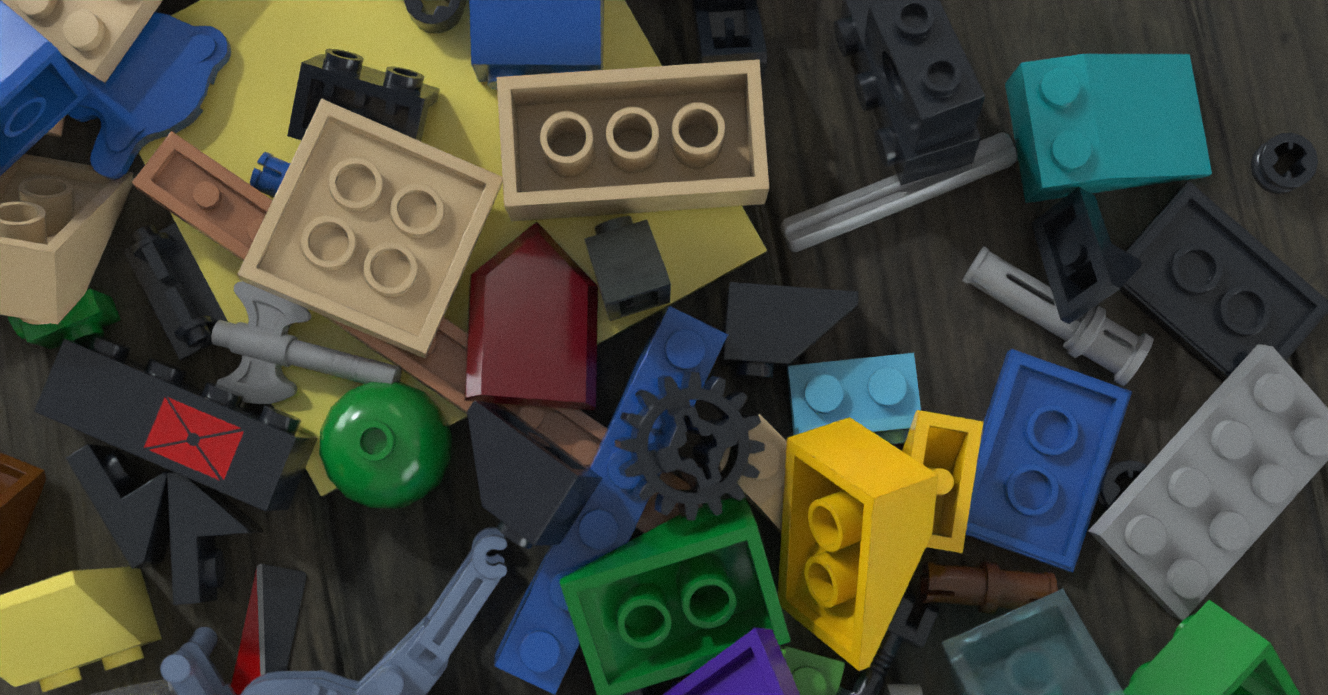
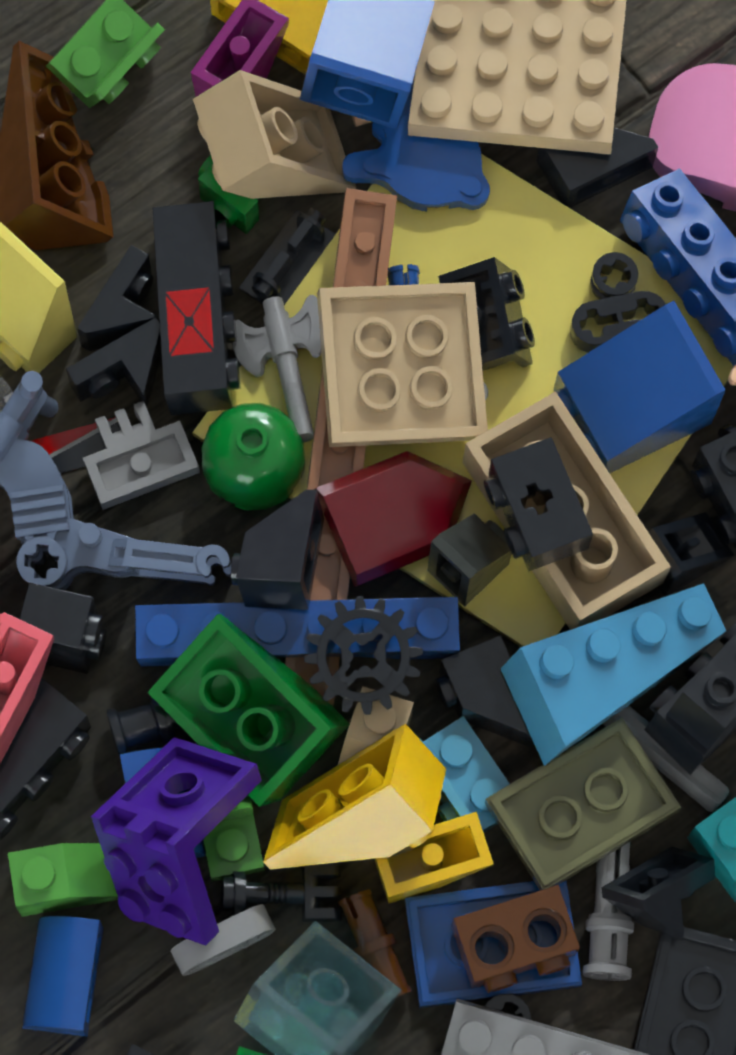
camera: 60 degrees right, 10 degrees down
(317, 571) = (138, 457): none -> light grey hinge
(590, 147) = (540, 475): none -> black brick
(830, 199) = (598, 669): none -> dark azure wedge
(954, 292) = (582, 805): none -> olive tile
(1045, 433) = (509, 925): none -> reddish brown brick

